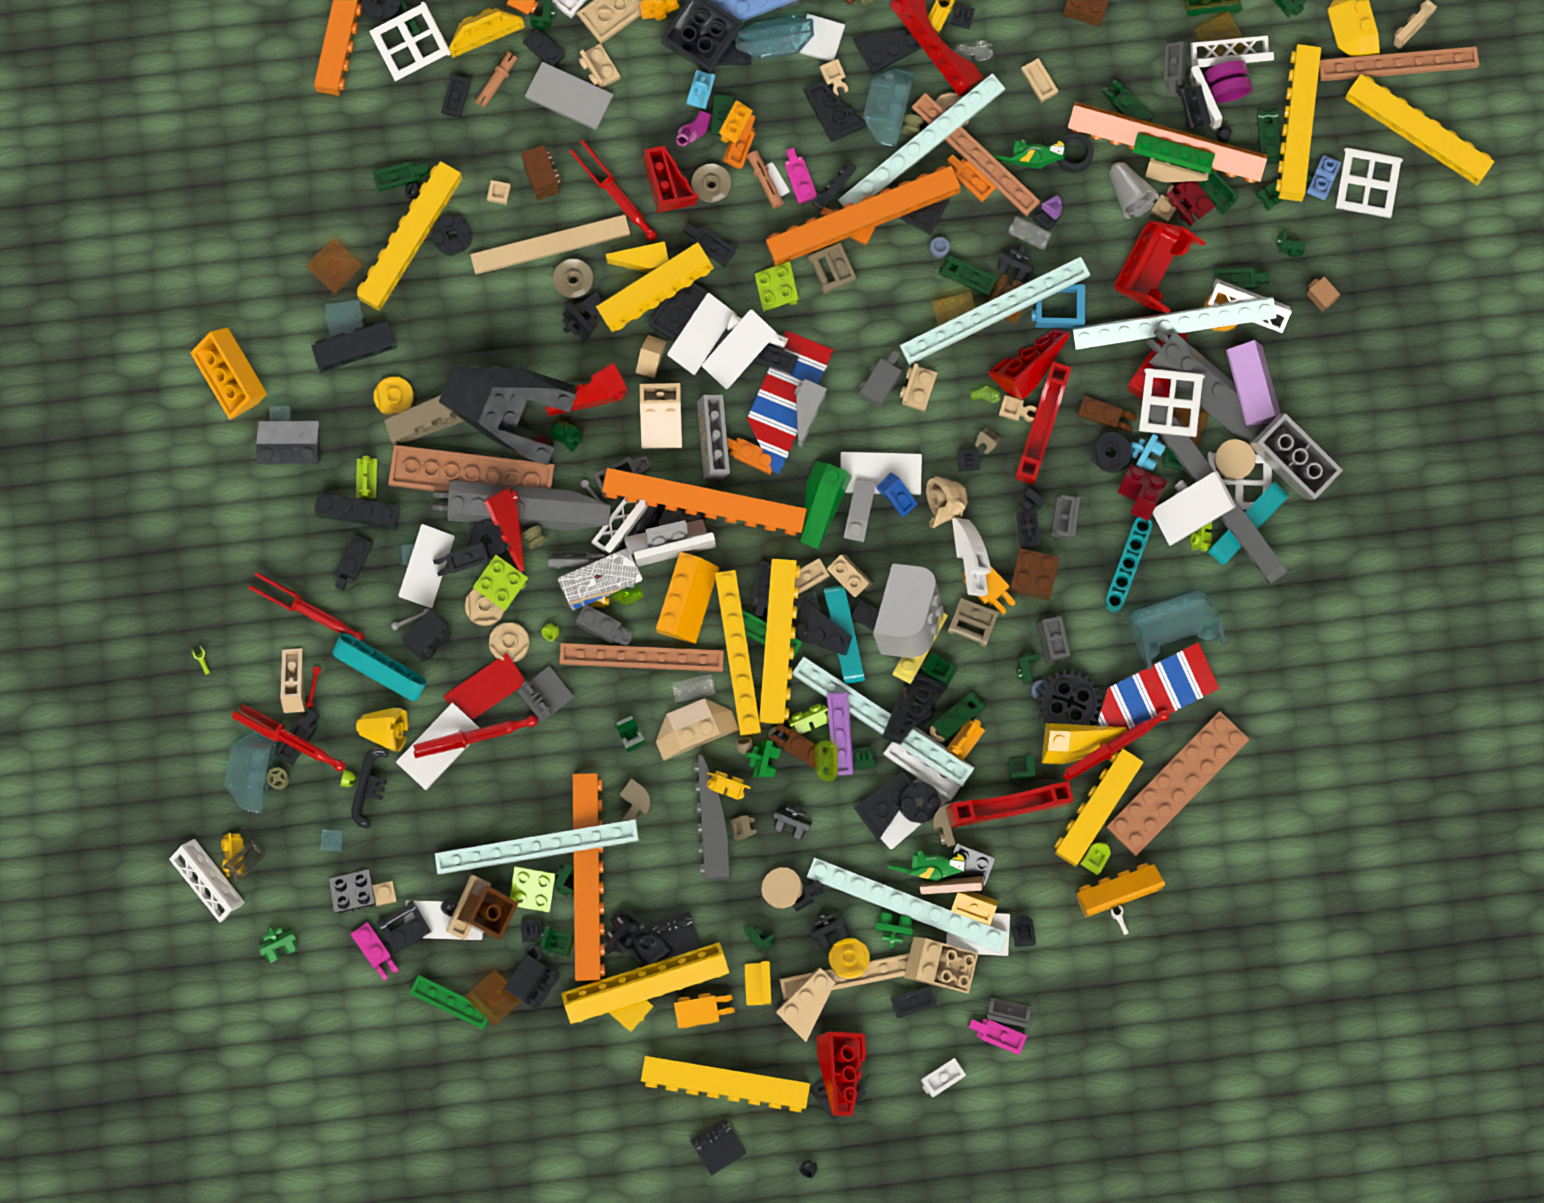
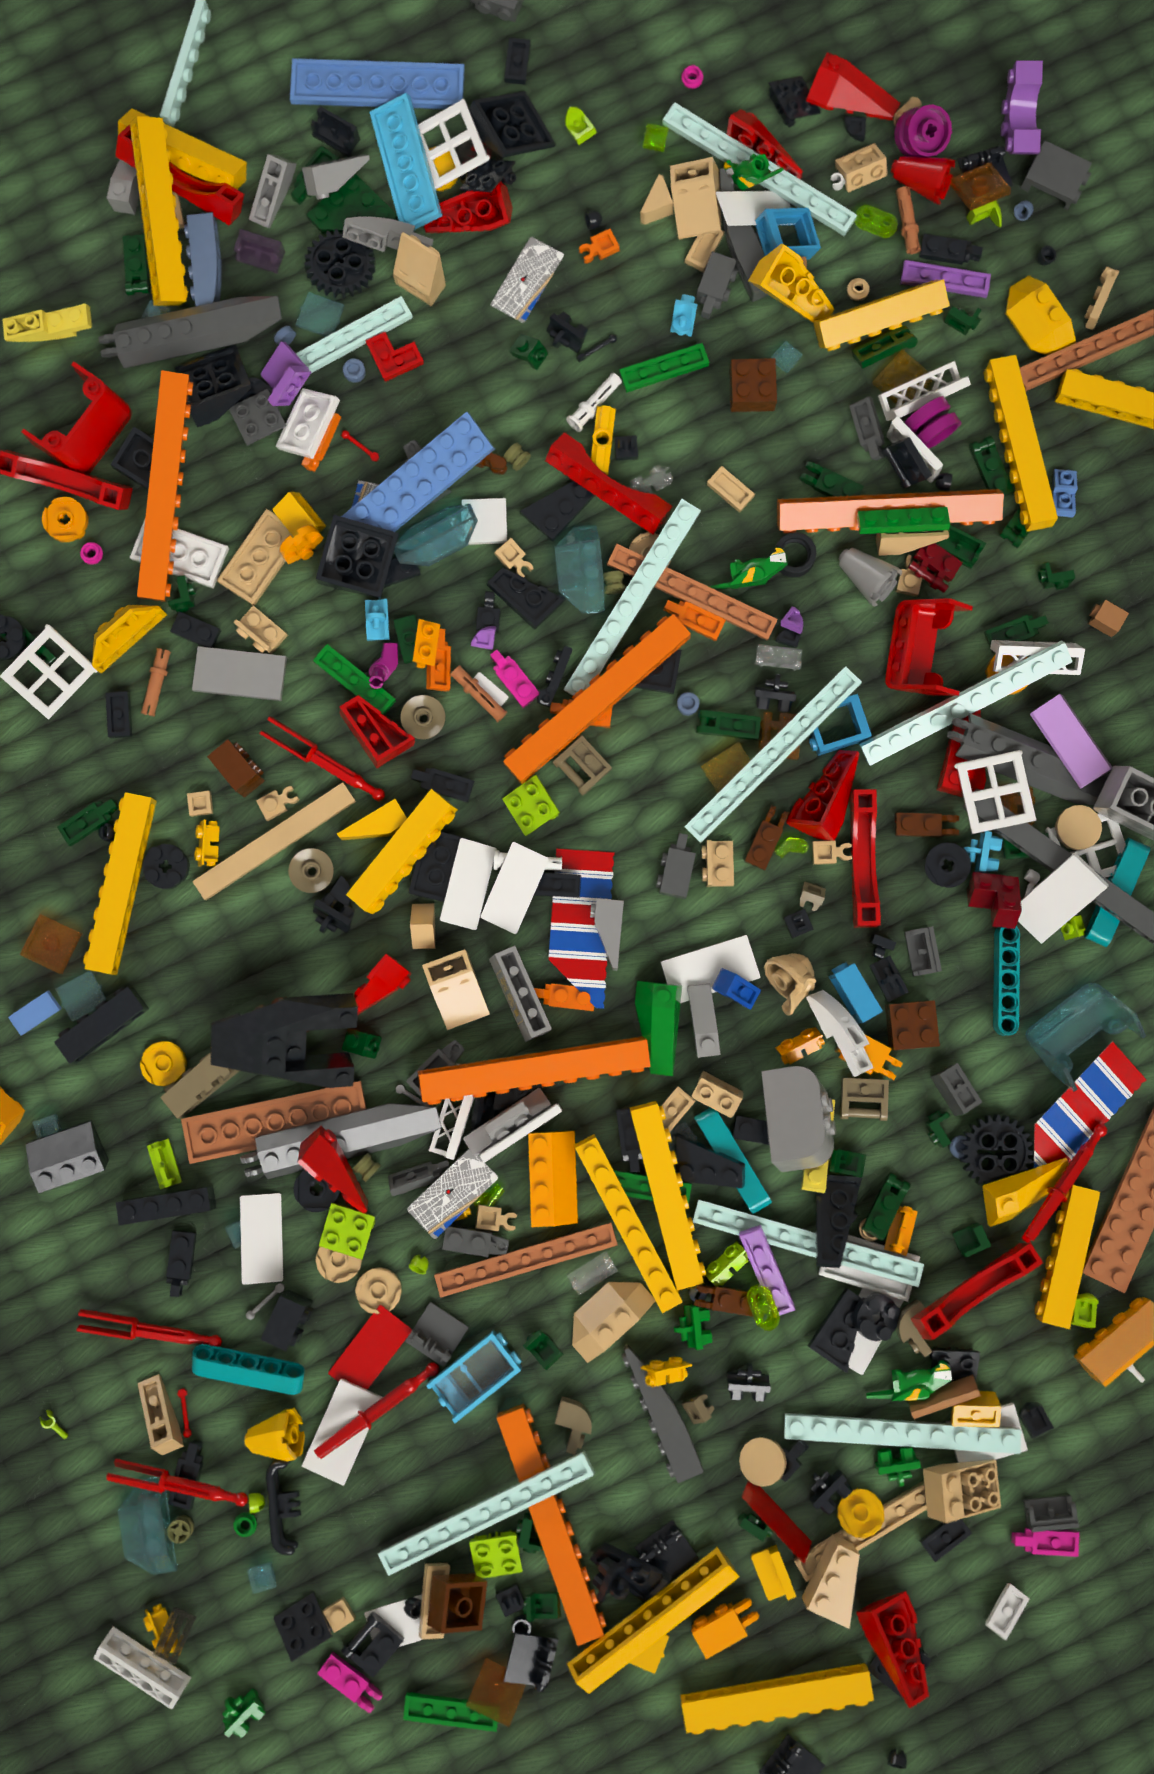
camera: 15 degrees left, 5 degrees up
(301, 318) = (34, 1012): none -> medium blue slope
(332, 787) = (240, 1529): none -> green plate
(464, 559) = (299, 1219): black hinge -> none
(489, 233) = (207, 834): none -> yellow hinge
(560, 214) = (274, 804): none -> tan plate
(566, 736) = (475, 1375): none -> clear door
(625, 614) = (490, 1219): none -> tan plate
(663, 131) = (353, 679): none -> green plate
(744, 745) = (670, 1316): dark tan hinge -> none
(777, 936) = (777, 1520): none -> red sticker
(786, 135) = (484, 638): none -> medium lavender tile
(796, 118) = (488, 616): none -> black plate
(863, 758) = (799, 1286): dark green tile -> none
(942, 559) = (809, 1039): none -> light orange hinge
(965, 382) = (765, 840): none -> reddish brown hinge
(994, 529) = (854, 992): none -> dark azure window
(1368, 182) = (1135, 479): white window -> none

